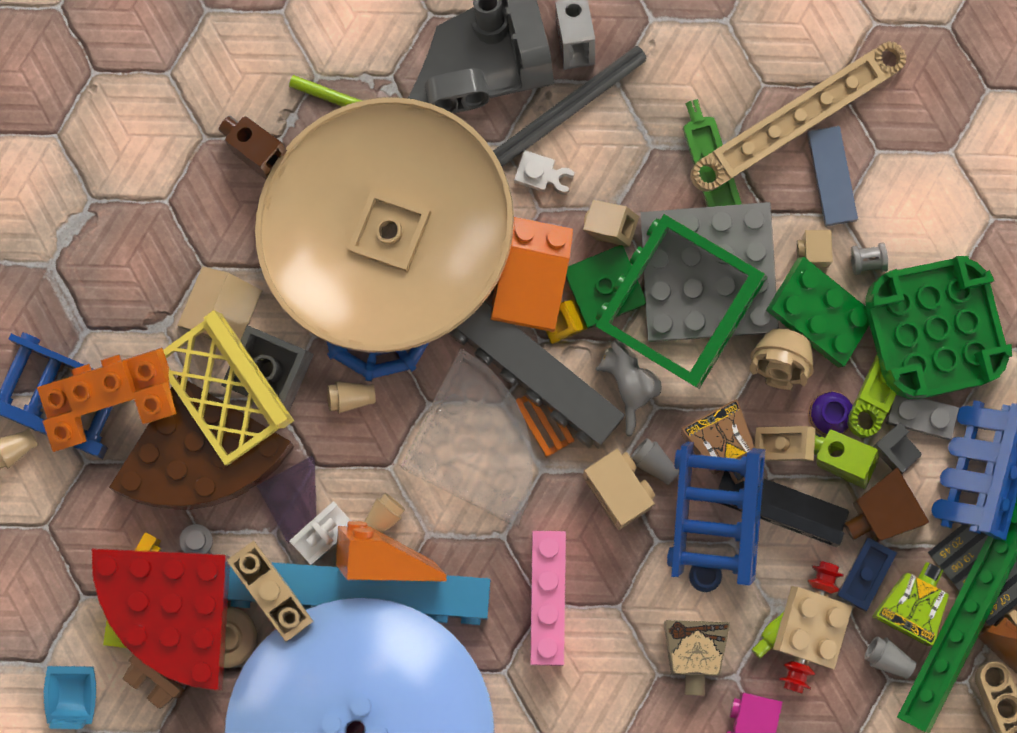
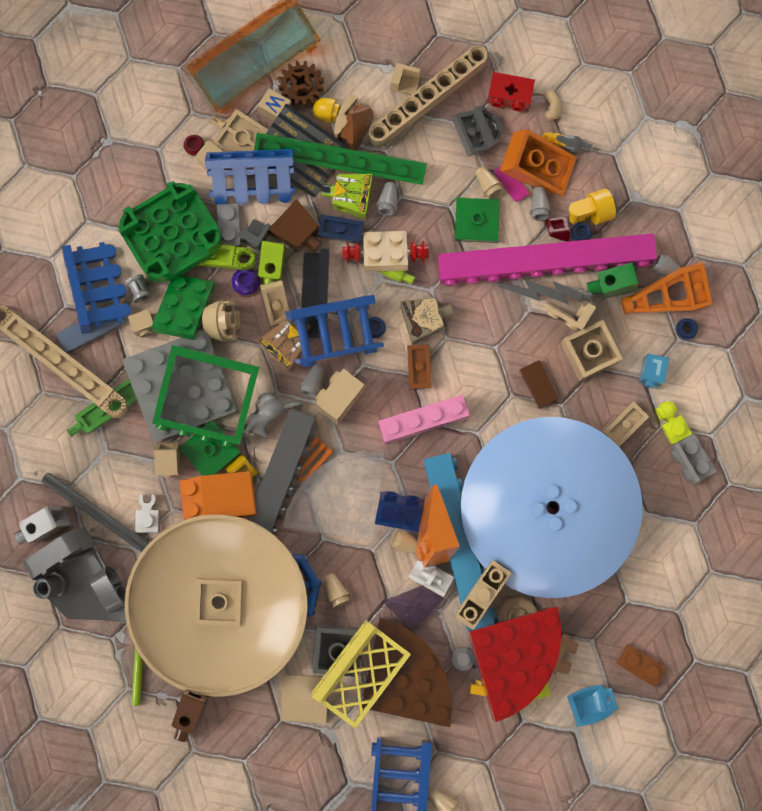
camera: 115 degrees left, 0 degrees up
(116, 382) = (386, 754): orange bracket -> none
(430, 521) = (399, 511): none -> clear blue bracket
(626, 619) = (419, 367): none -> dark orange plate
(876, 200) = (97, 295): none -> blue fence

